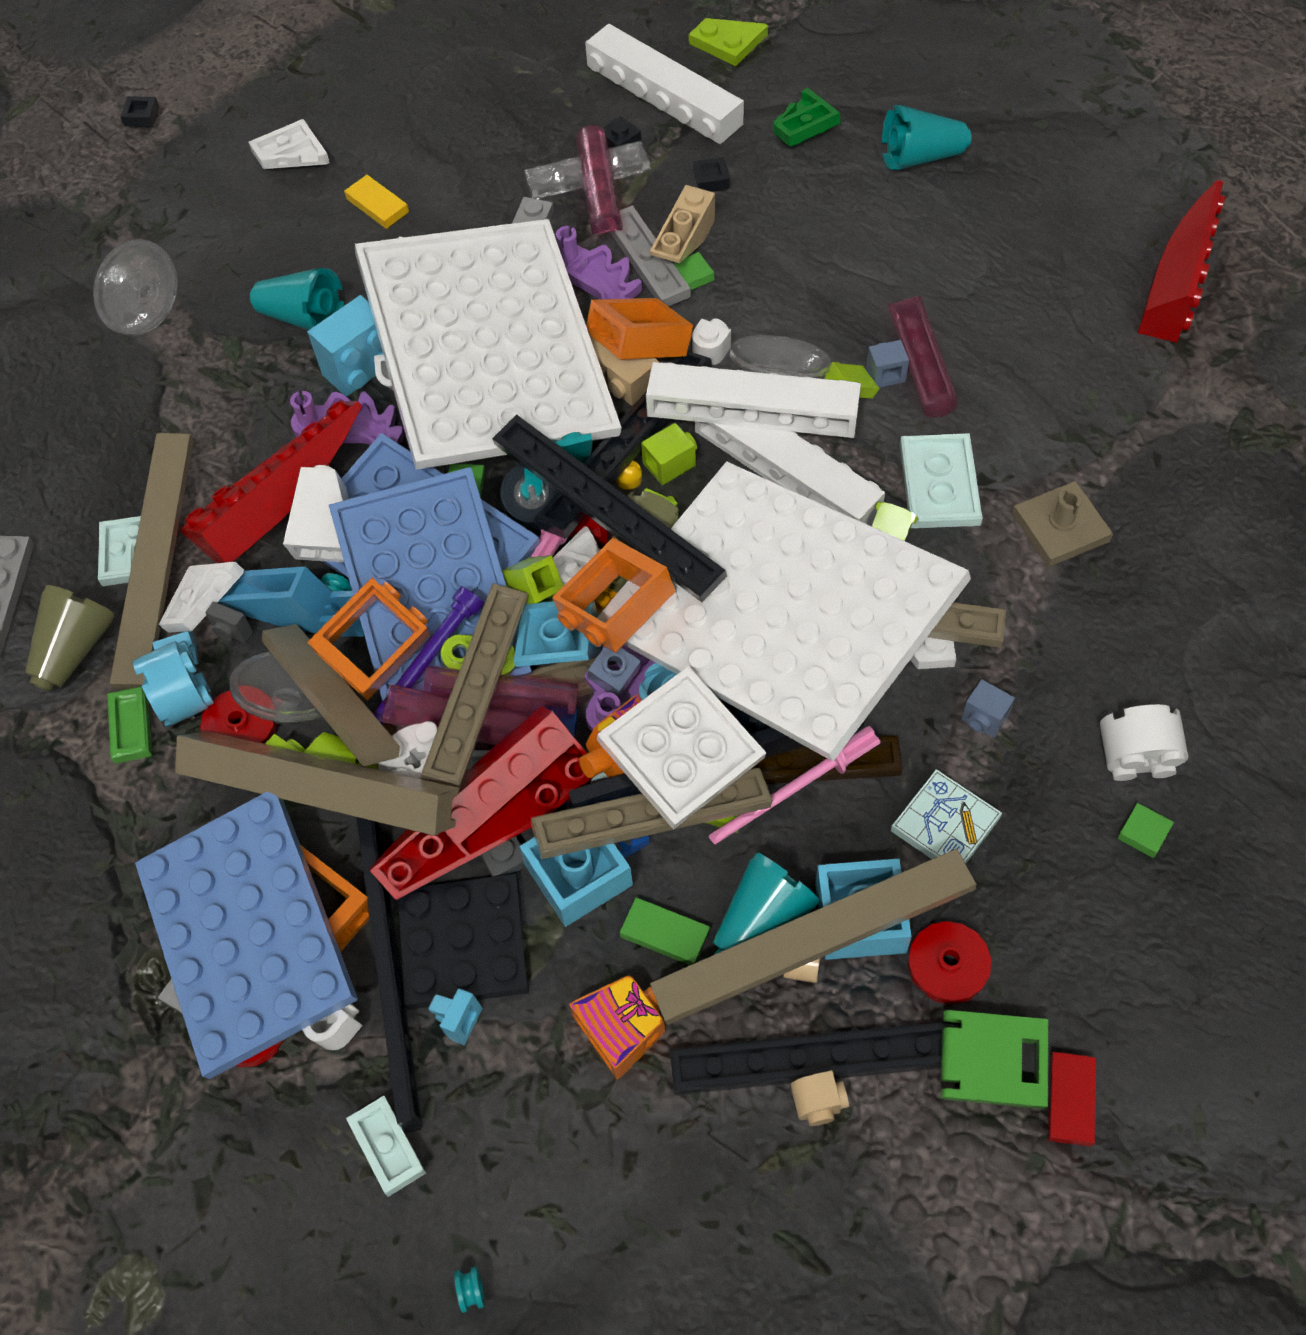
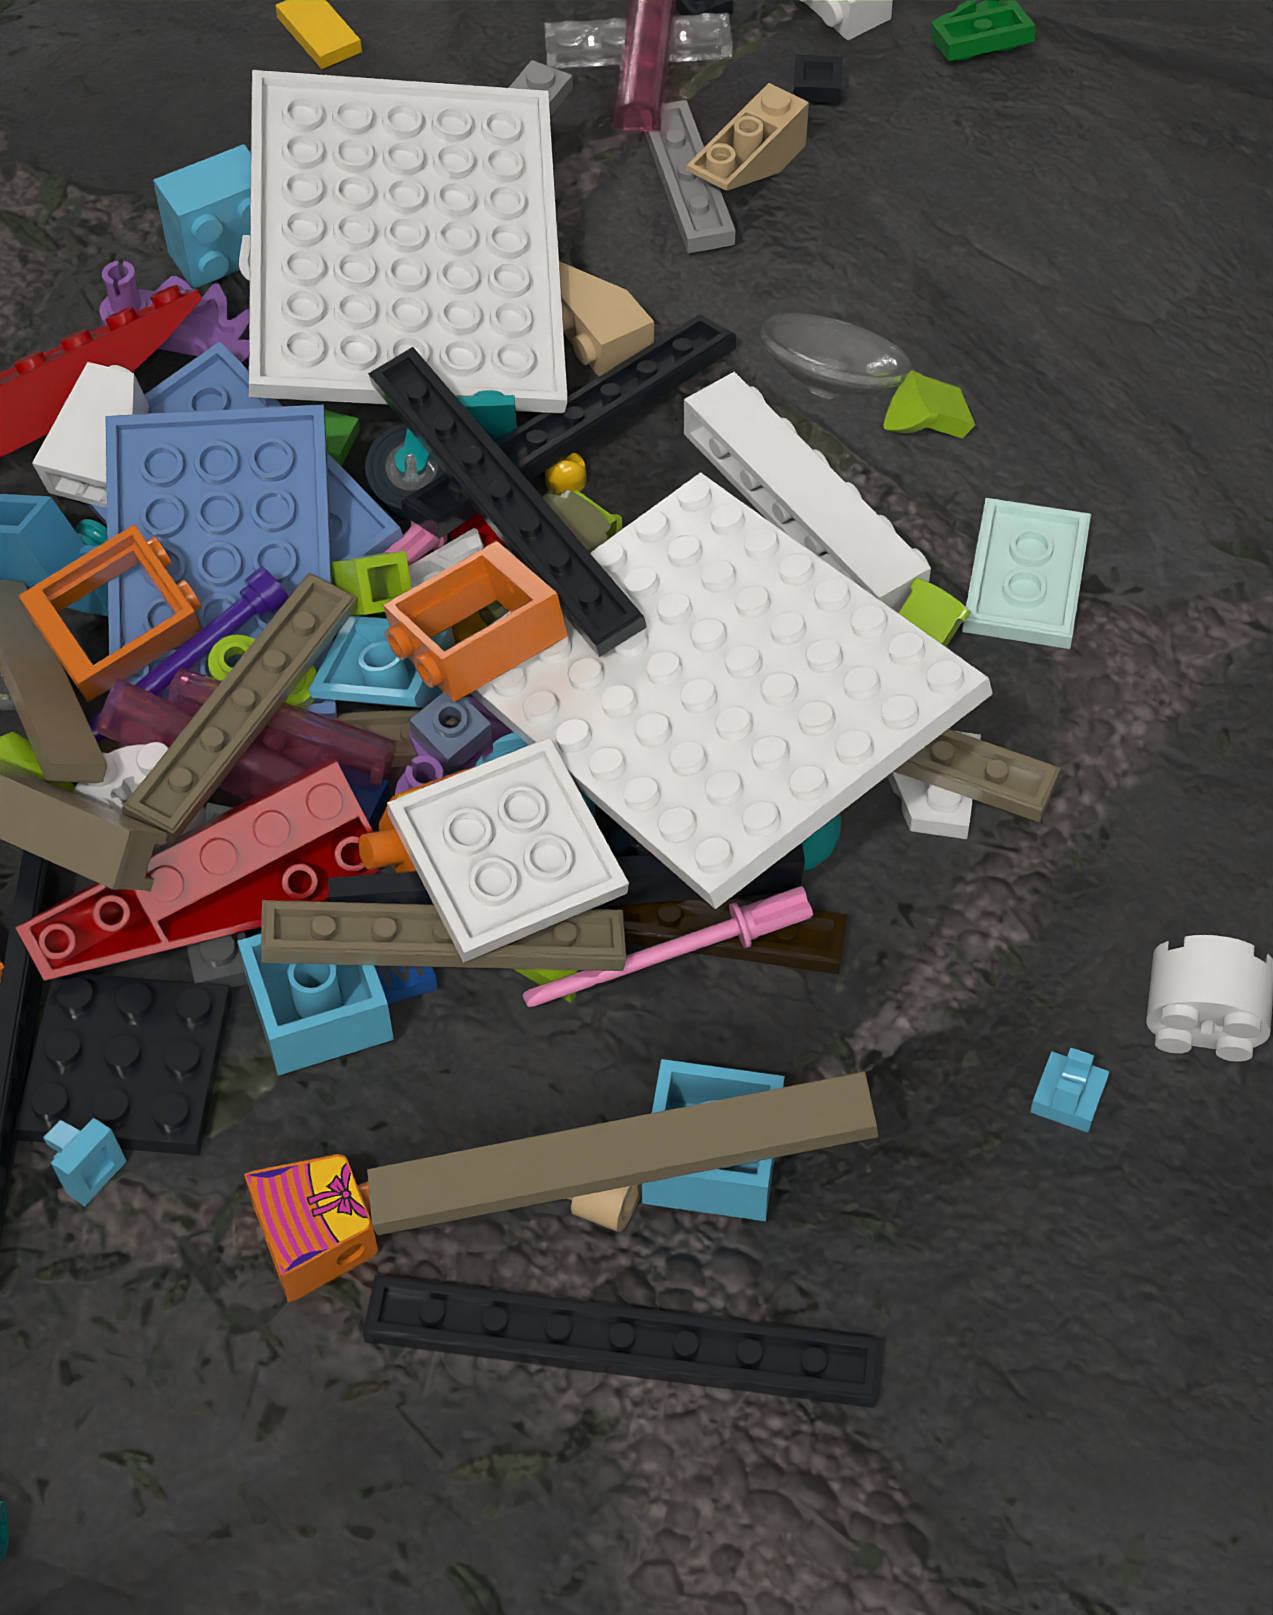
camera: 10 degrees right, 5 degrees down
(298, 297) = (162, 133): teal cone -> none
(594, 269) = (607, 190): medium lavender animal -> none
(638, 328) = (637, 269): orange window -> none
(665, 932) = (418, 1111): bright green tile -> none
(669, 453) = (632, 454): lime brick -> none
(695, 270) = (751, 209): bright green tile -> none
(711, 339) = (743, 308): white plate -> none
(753, 399) = (772, 398): white brick -> none
(762, 903) = (569, 1091): teal cone -> none
(819, 1098) = (569, 1388): tan plate -> none
(887, 363) = (996, 391): sand blue plate -> none
(921, 137) = (1149, 82): teal cone -> none
(924, 356) = (1053, 393): clear pink brick -> none
(945, 819) = (890, 1040): light aqua tile -> none
(946, 982) = (821, 1276): red plate -> none
(987, 709) = (993, 904): sand blue plate -> none
(988, 1059) = (835, 1390): bright green container -> none
(1062, 523) = (1192, 669): dark tan tile -> none
(1070, 821) = (1070, 1089): none -> medium azure tile
(1072, 1099) = (948, 1479): red tile -> none
(1145, 830) = (1181, 1128): bright green tile -> none

